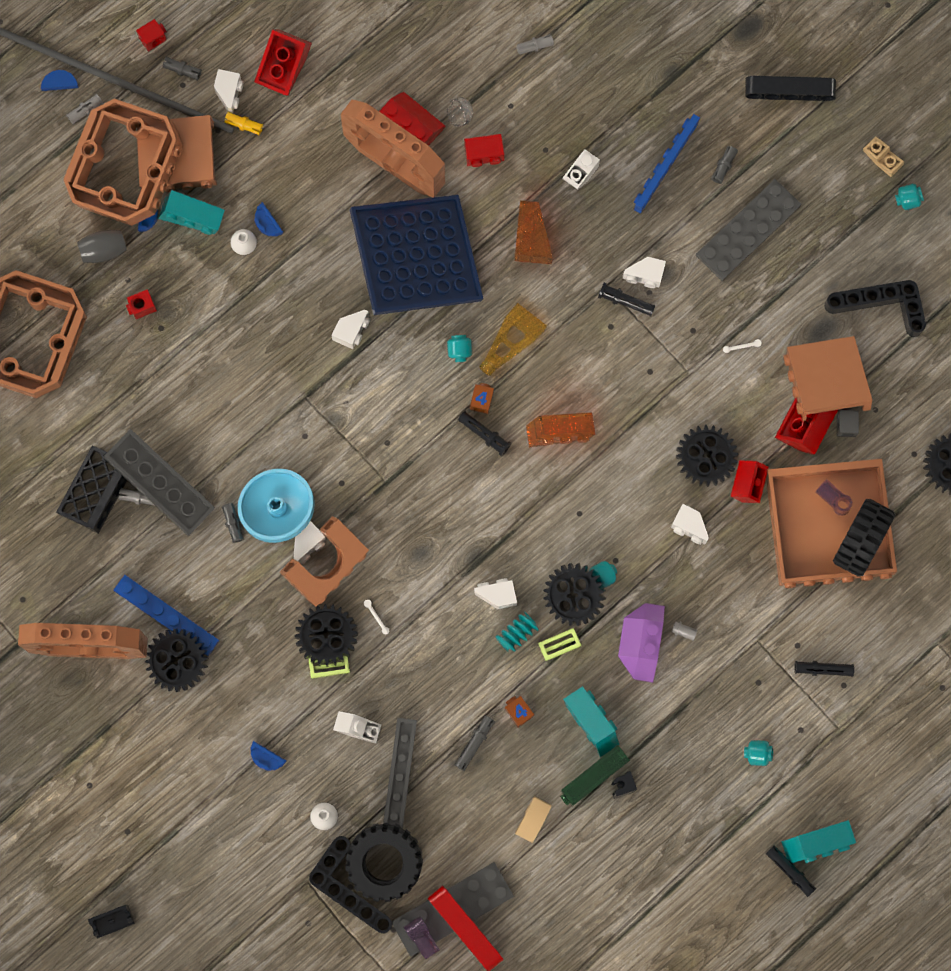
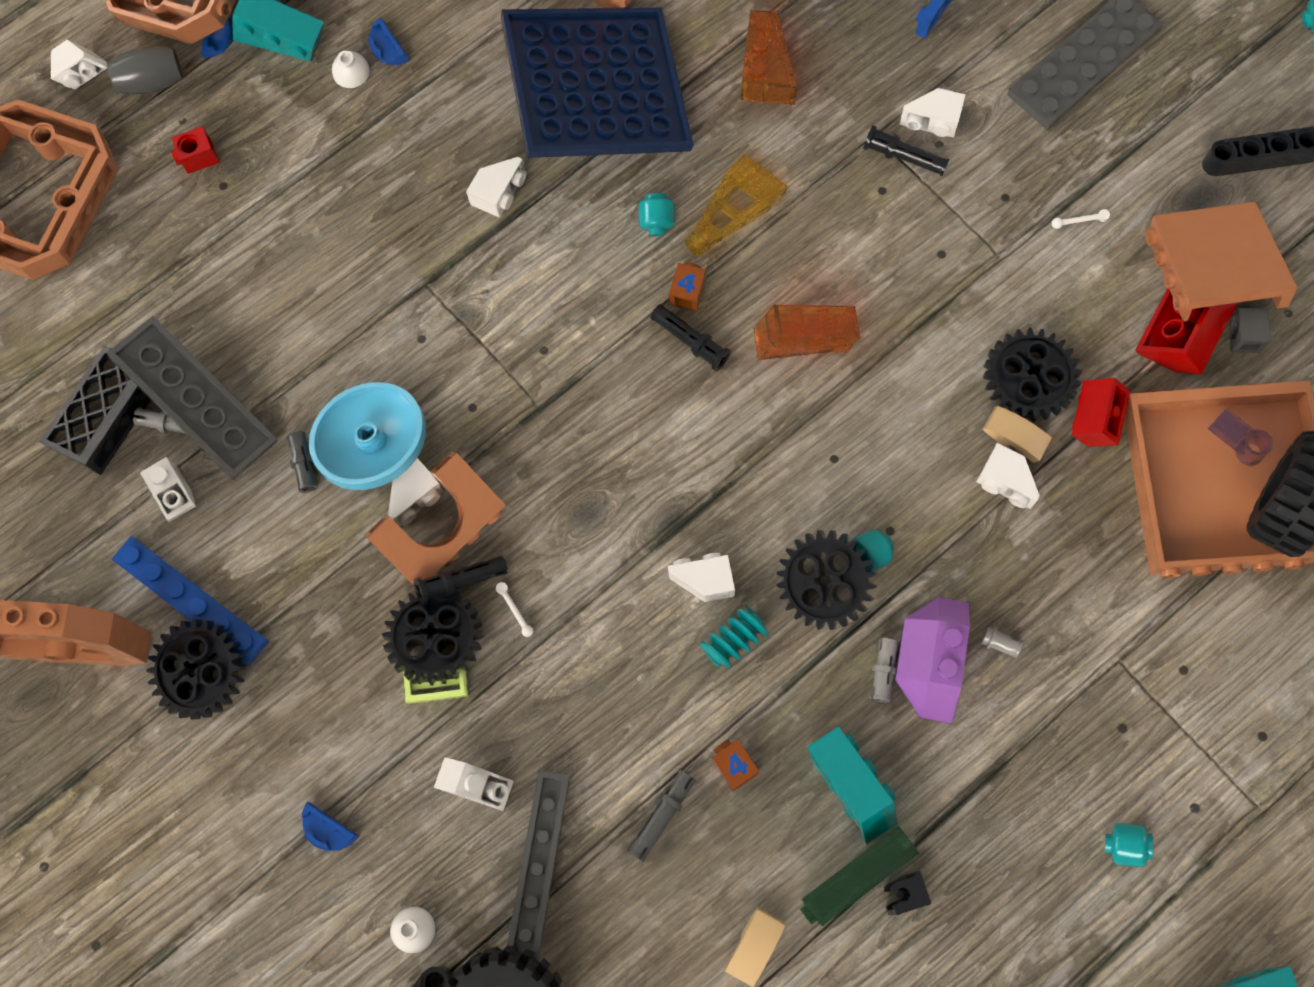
camera: 10 degrees right, 5 degrees down
(52, 242) = (74, 64): none -> white slope
(149, 544) = (169, 488): none -> white slope
(334, 601) = (447, 582): none -> black pin
(544, 651) = (777, 669): yellowish green tile -> none
(611, 650) = (884, 670): none -> light grey pin
(697, 495) = (1014, 430): none -> tan slope
(824, 668) = (1219, 707): black pin -> none

